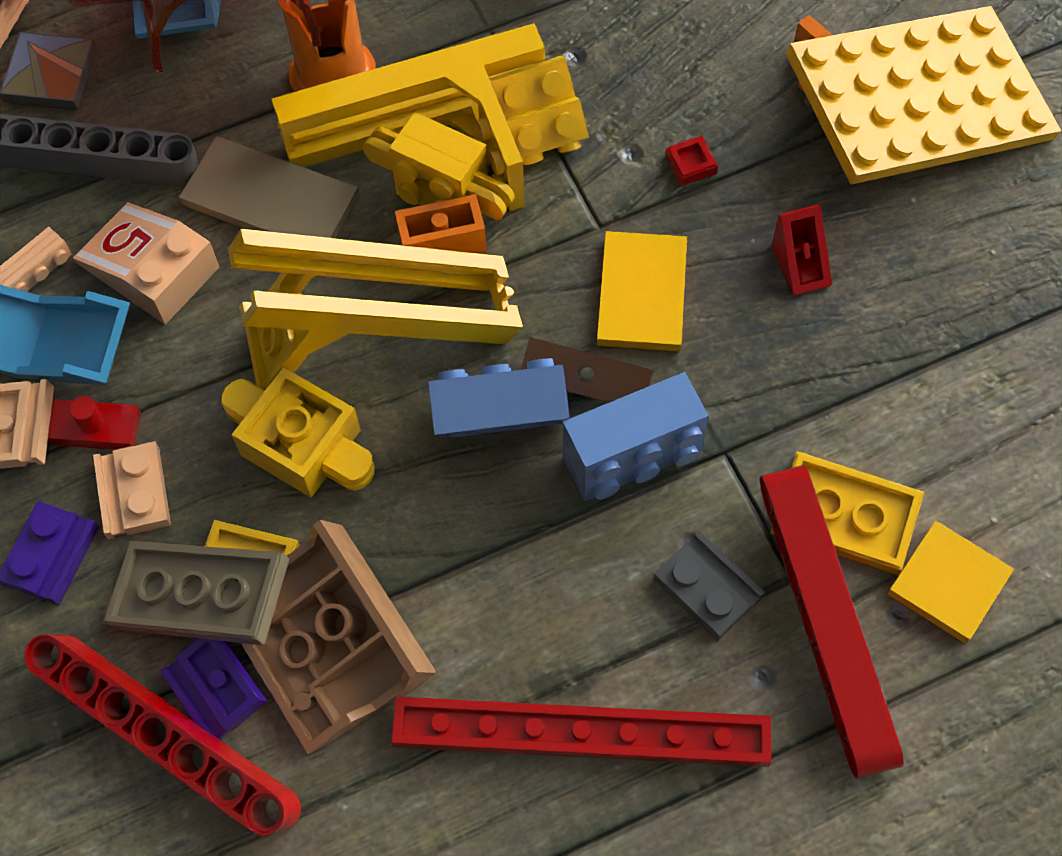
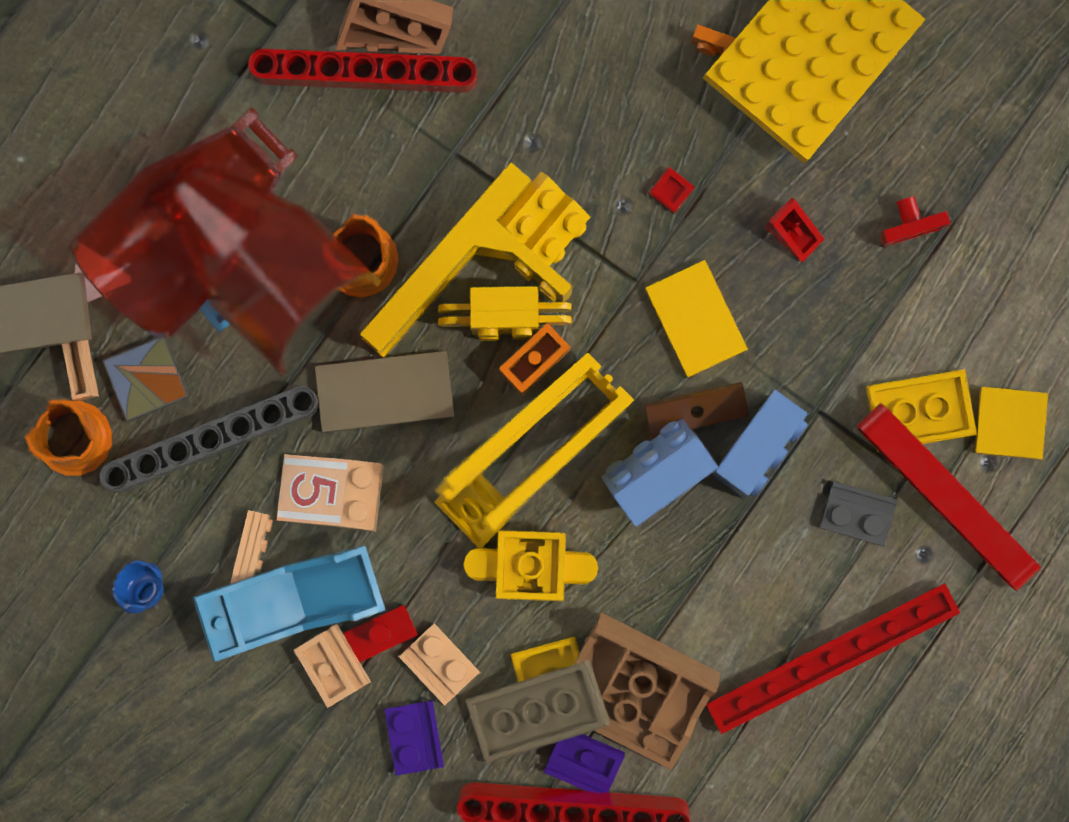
camera: 30 degrees left, 20 degrees up
(943, 313) = (913, 223): none -> red tile

